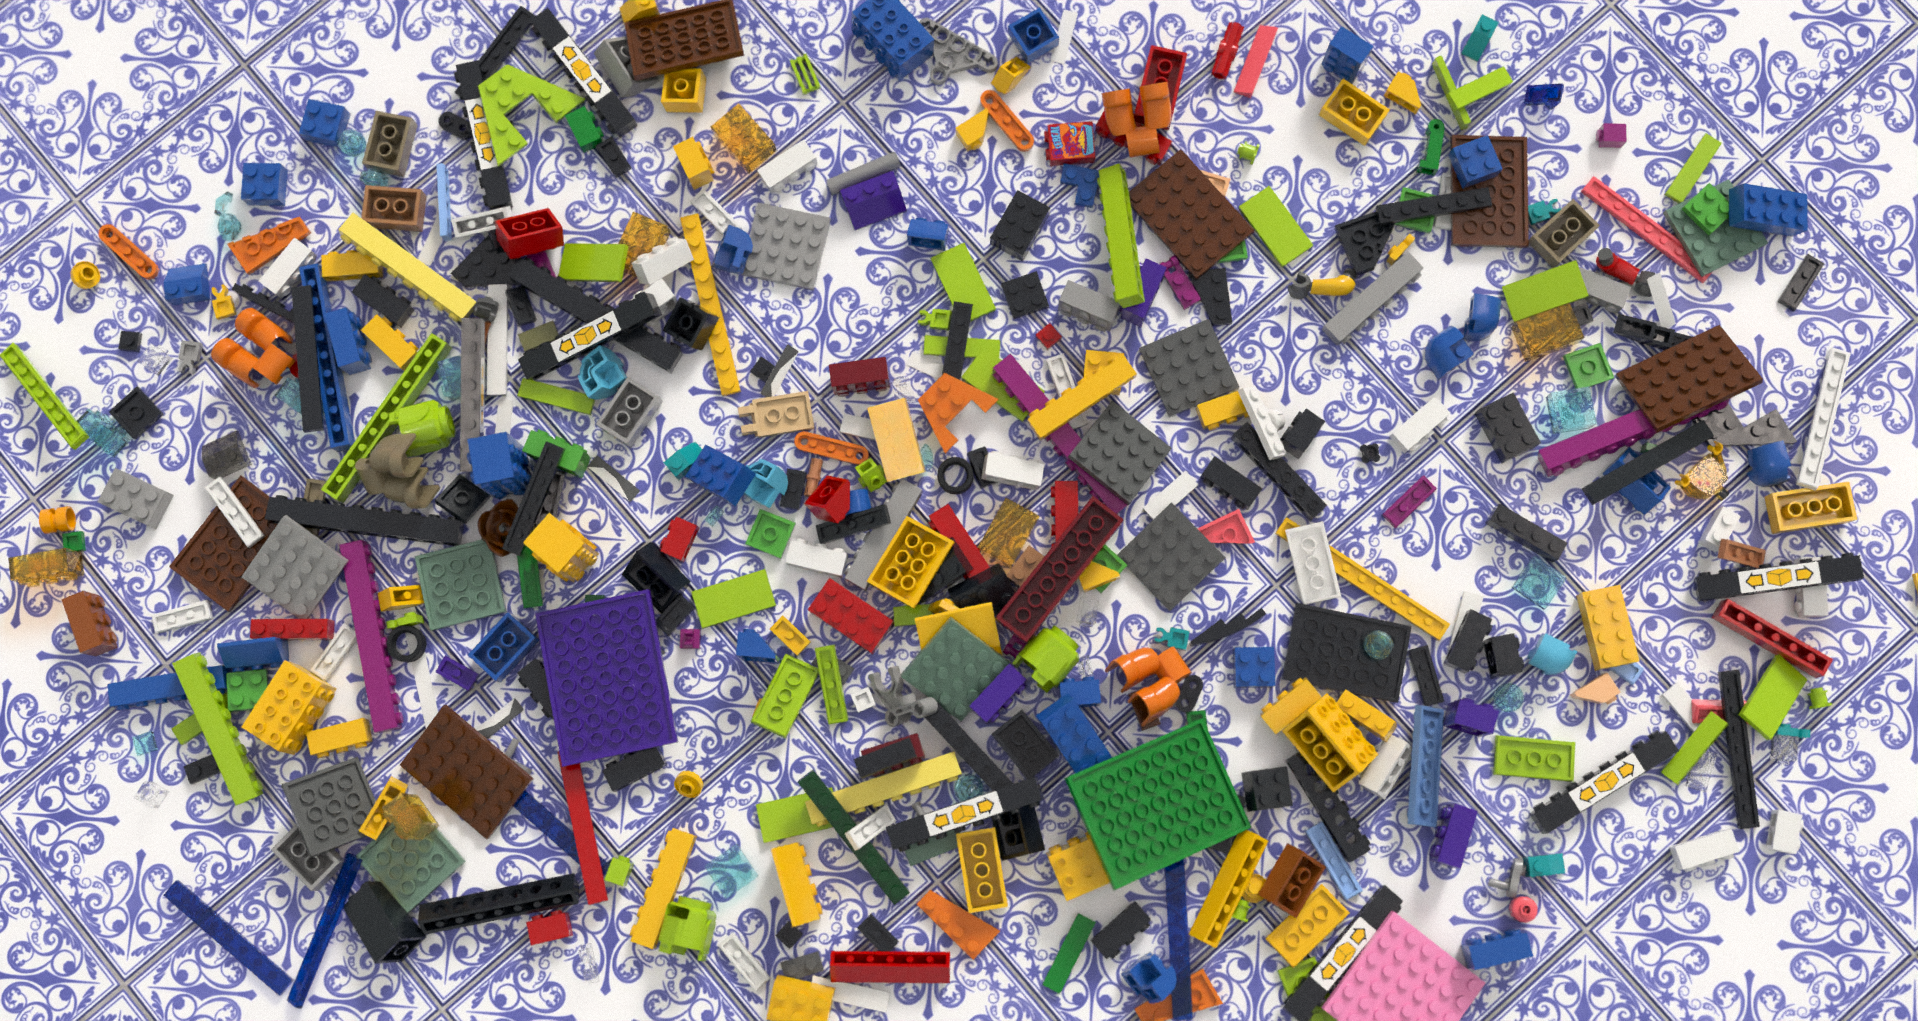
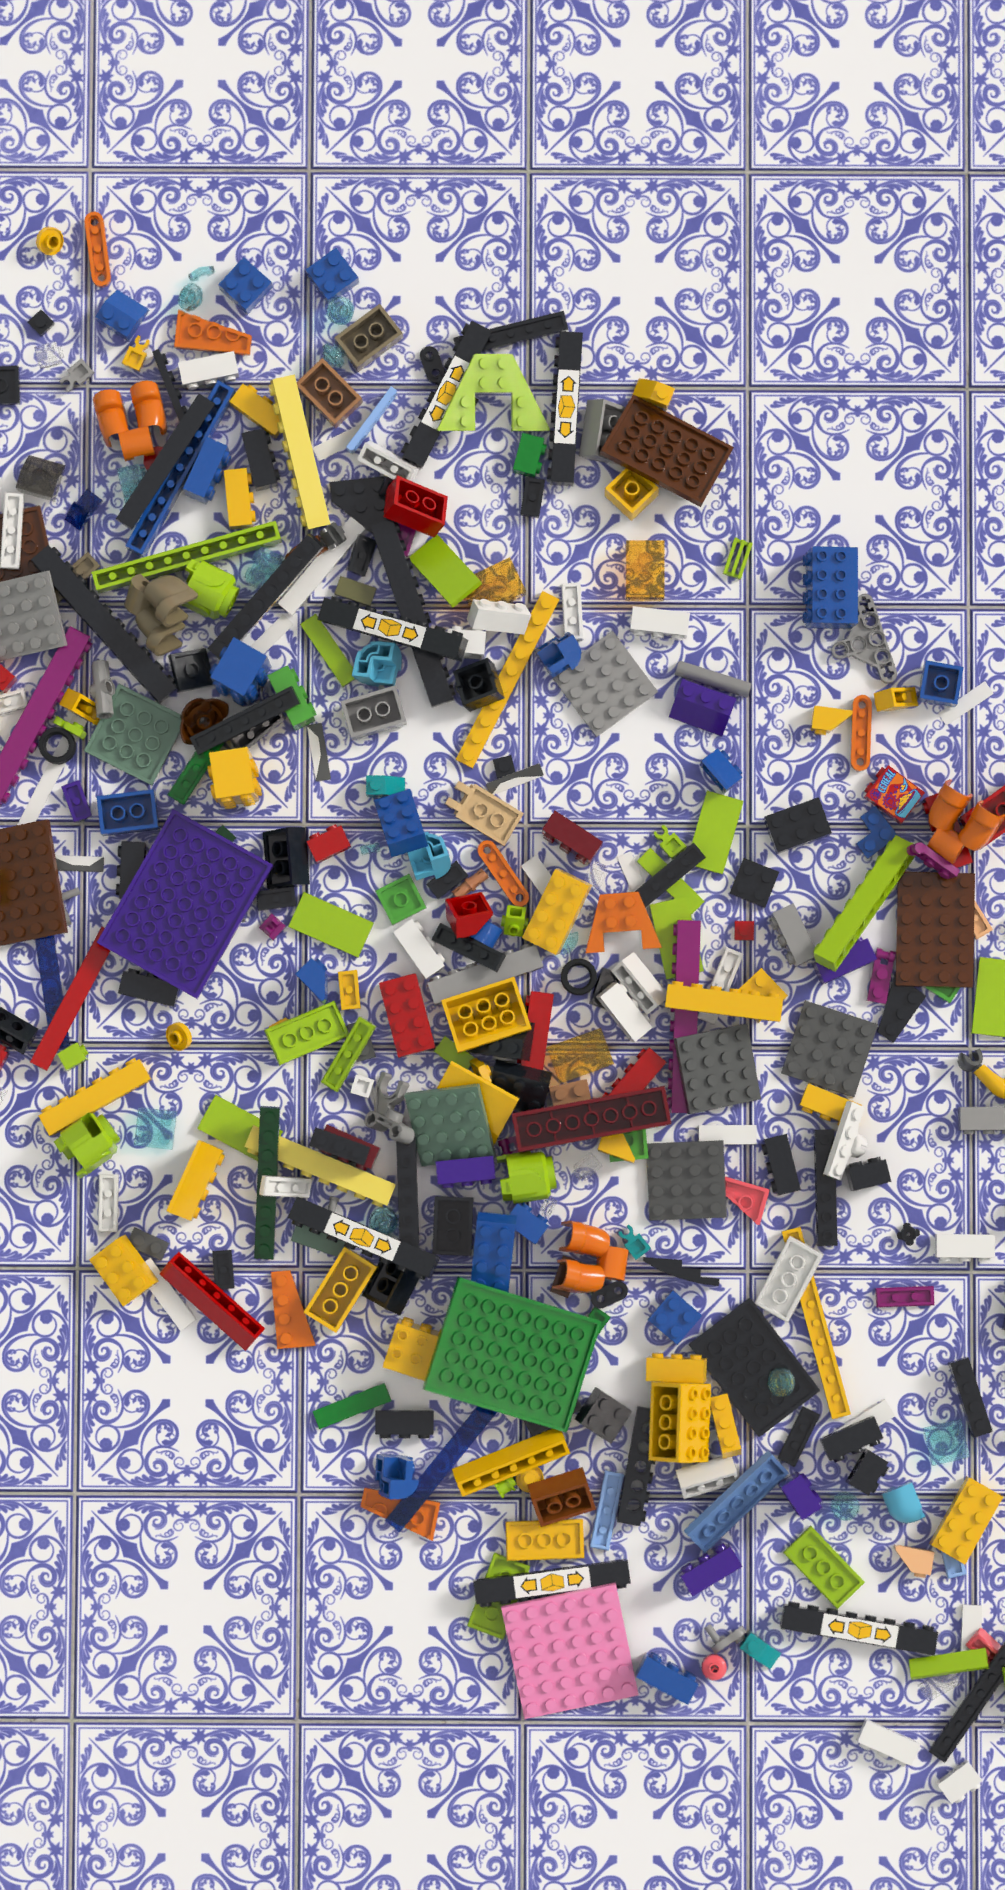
camera: 35 degrees right, 5 degrees up
(278, 451) = (83, 509): none -> clear blue slope
(405, 571) = (102, 689): none -> light grey piece
(694, 162) = (588, 558): yellow brick -> none
(789, 935) = (157, 1212): black plate -> none
(1005, 439) = (640, 983): none -> white brick
(1142, 162) = (933, 860): none -> magenta plate

